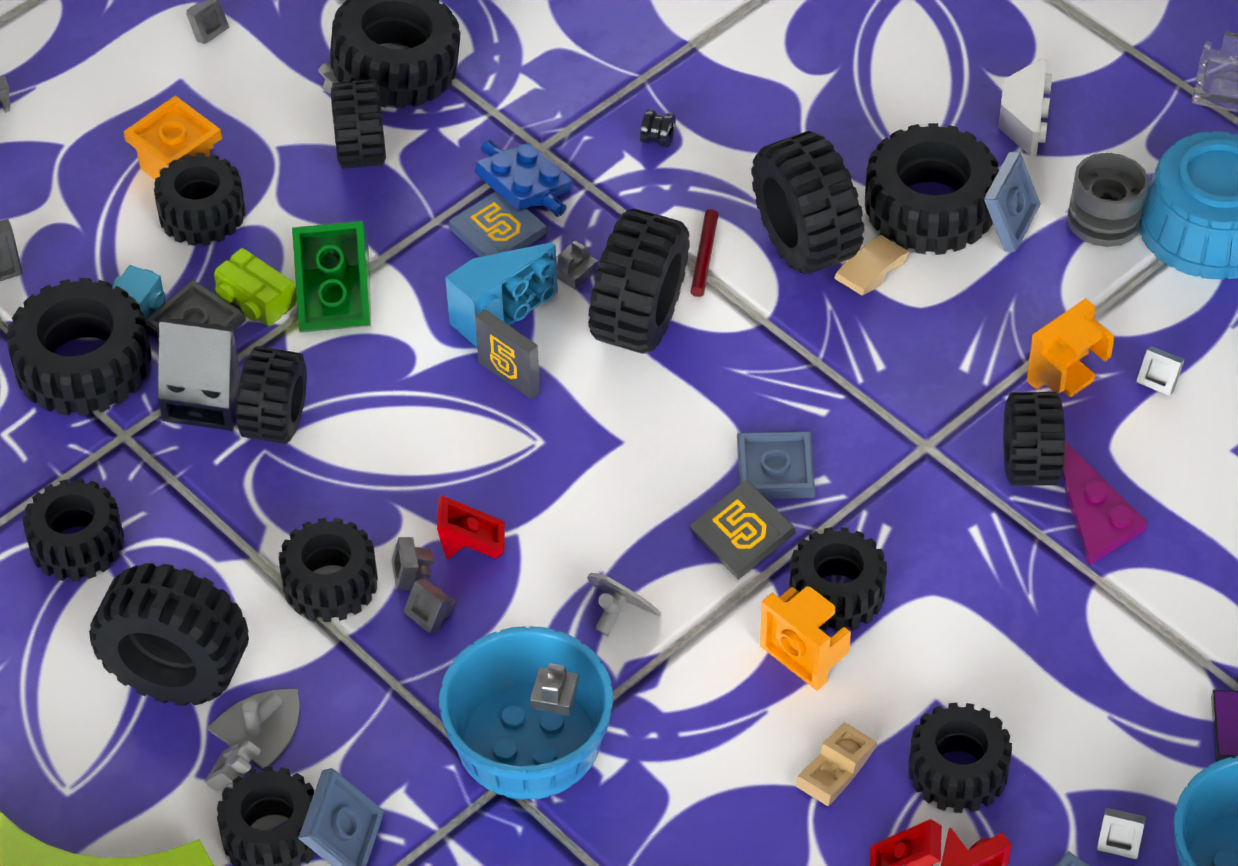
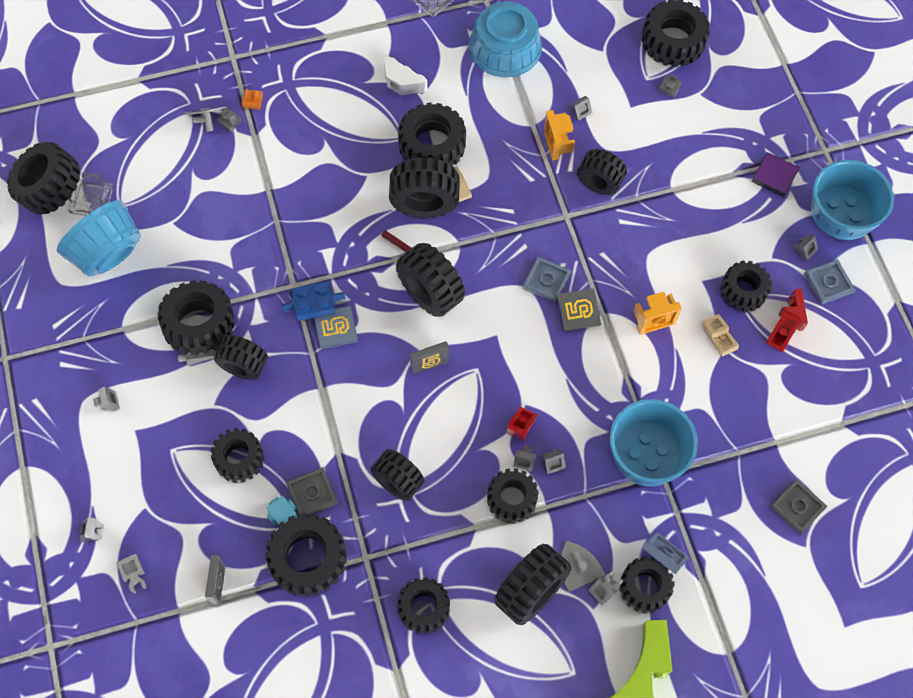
camera: 65 degrees left, 15 degrees up
(169, 134) = (188, 451): light orange panel -> none
(197, 374) = (366, 504): slope -> none
(255, 287) = (311, 454): lime brick -> none
(332, 276) = (327, 415): green slope -> none
(502, 284) = (388, 347): dark azure slope -> none
(554, 690) = (659, 426): flat silver tile -> none
(575, 265) = (380, 306): flat silver tile -> none
(614, 603) = (593, 377): light grey shield -> none
(657, 128) = (319, 229): black wheel -> none
(847, 556) = (629, 272): black tyre -> none
(1012, 201) = (463, 113): sand blue tile -> none
(1100, 512) = (644, 171): magenta wing -> none
(1107, 199) = (481, 75): dark grey wheel -> none

